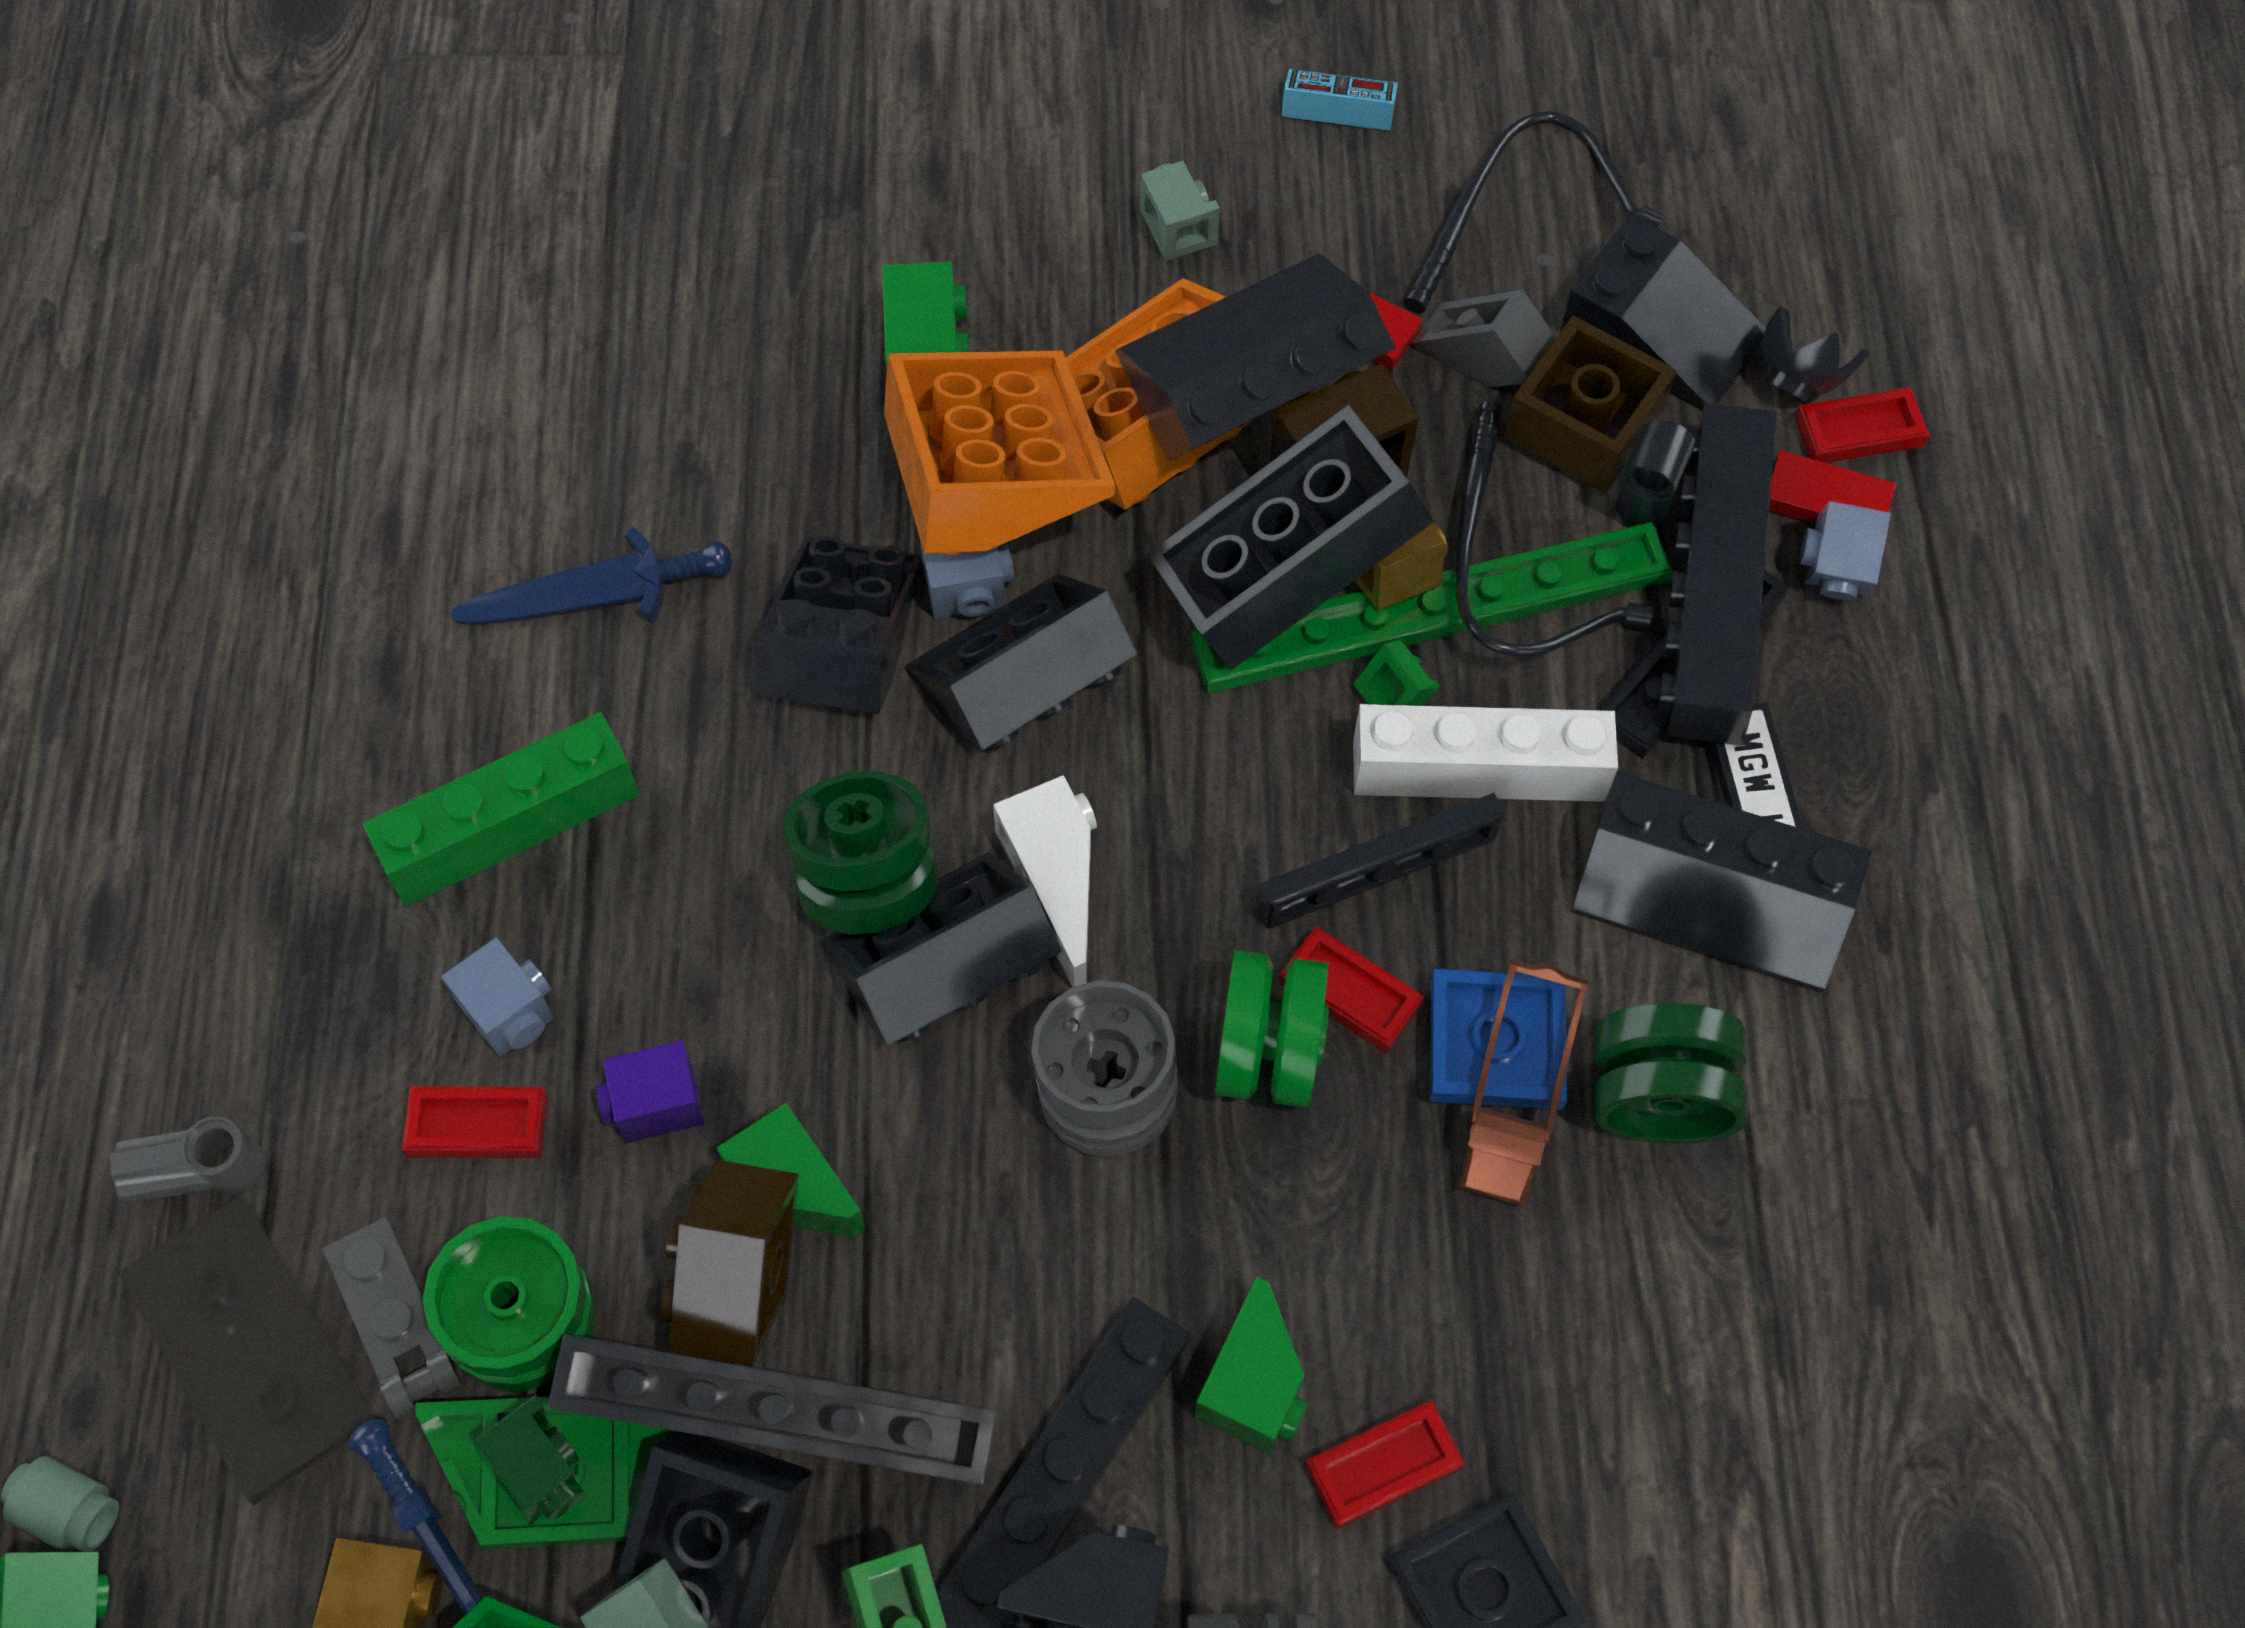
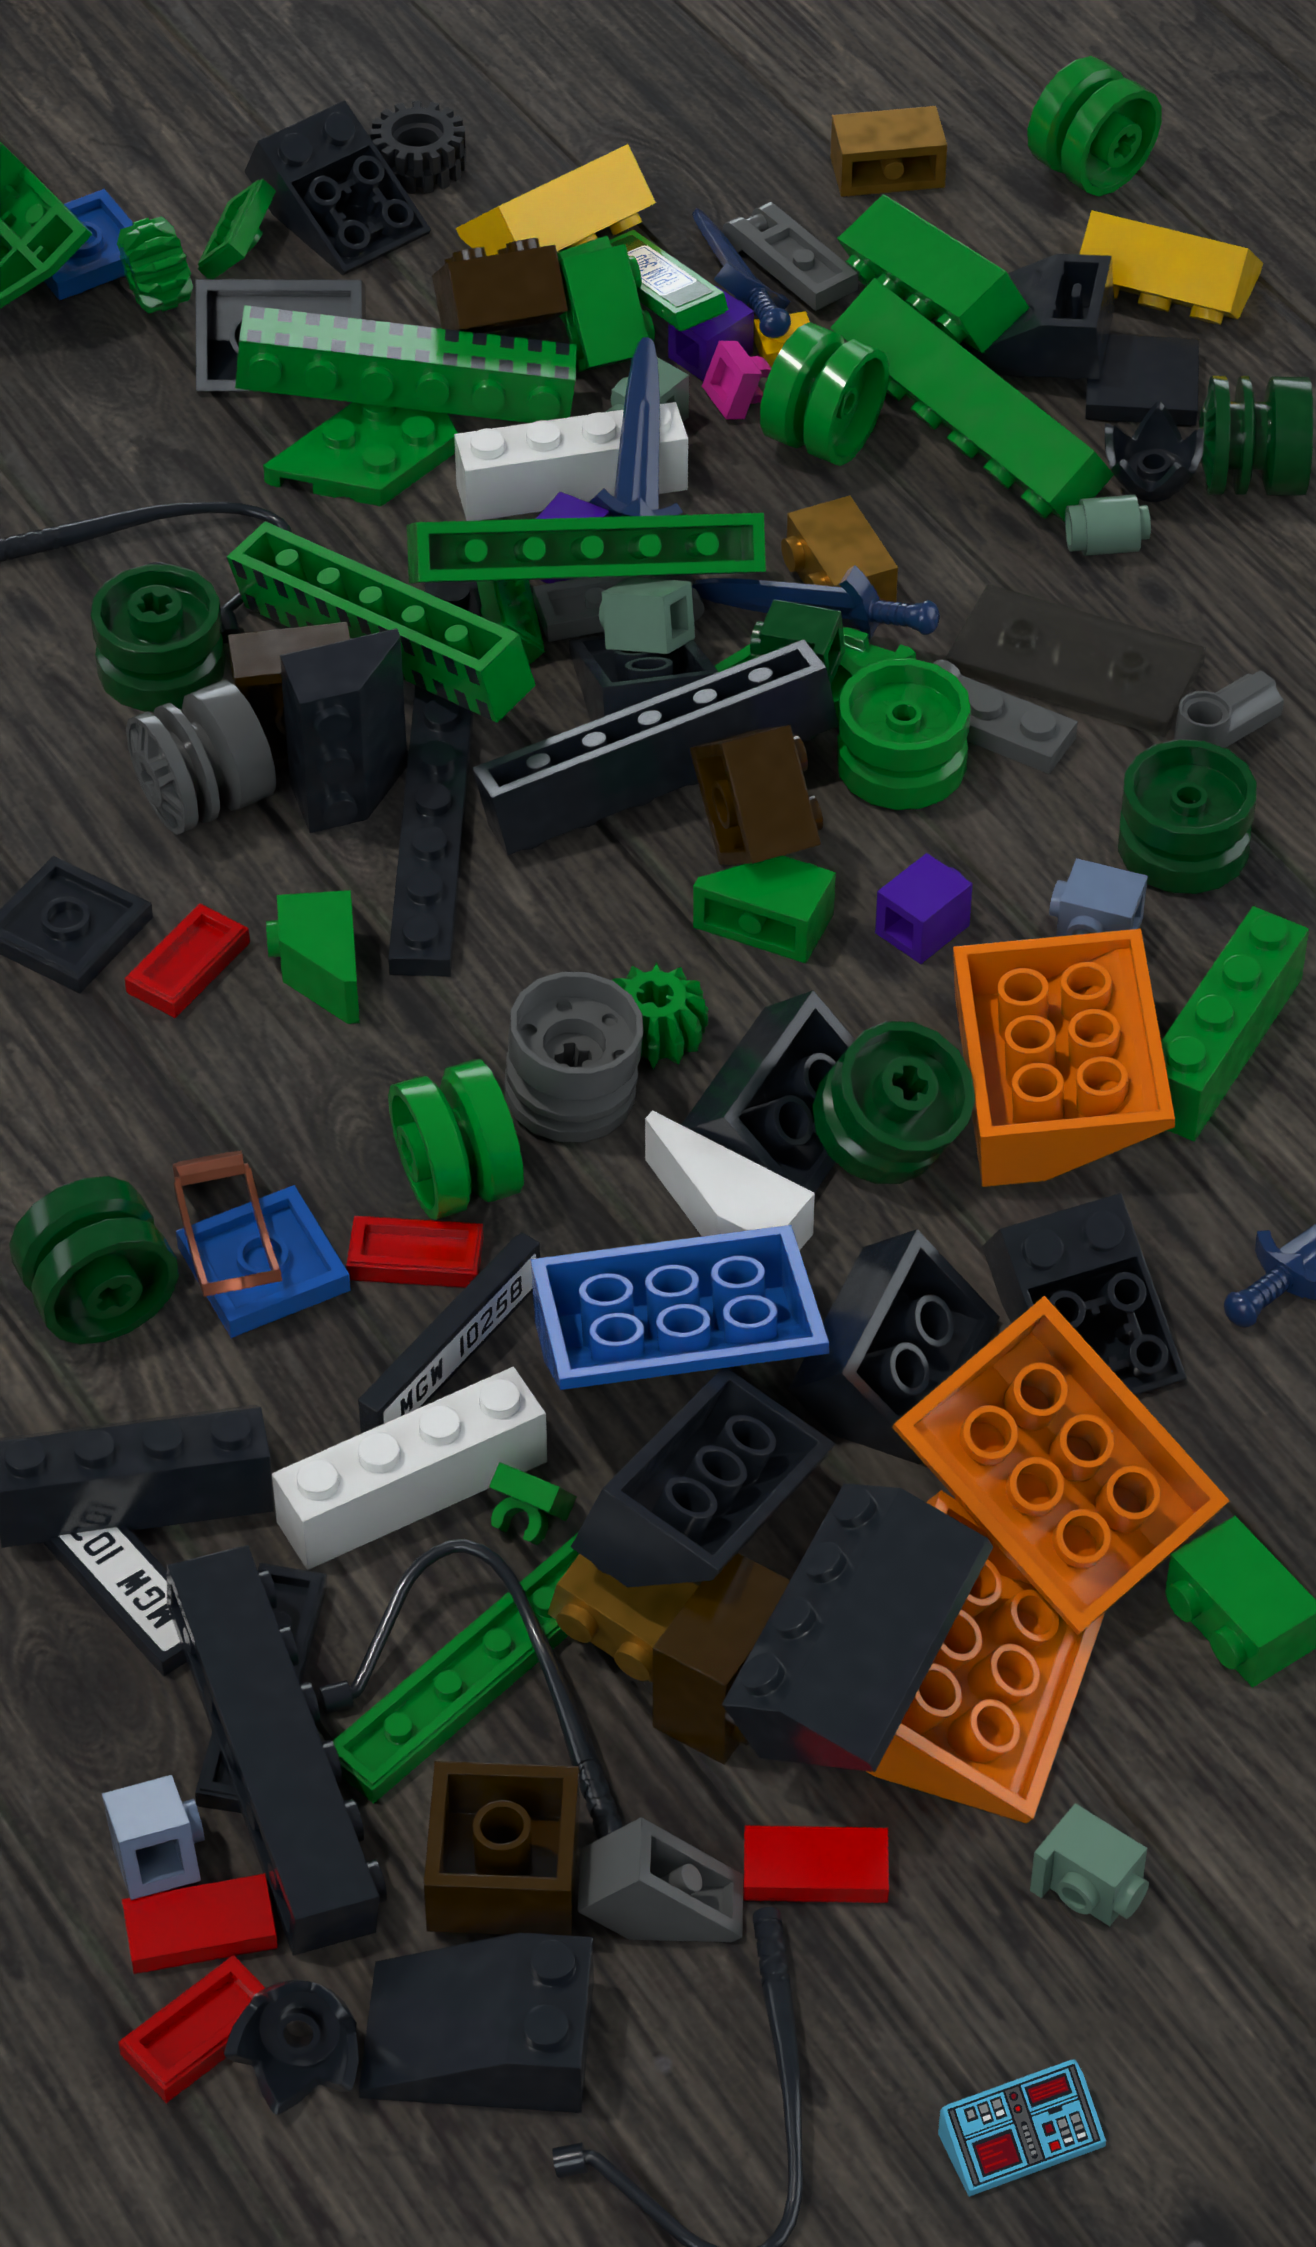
camera: 150 degrees right, 15 degrees down
(338, 1038) = (1187, 816): none -> dark green wheel
(475, 1122) = (1046, 847): red tile -> none
(673, 831) = (1060, 1052): none -> orange slope
(961, 1101) = (671, 1012): none -> green gear
(1199, 725) = (675, 1307): none -> blue slope
(1654, 473) = (390, 1782): black piece -> none

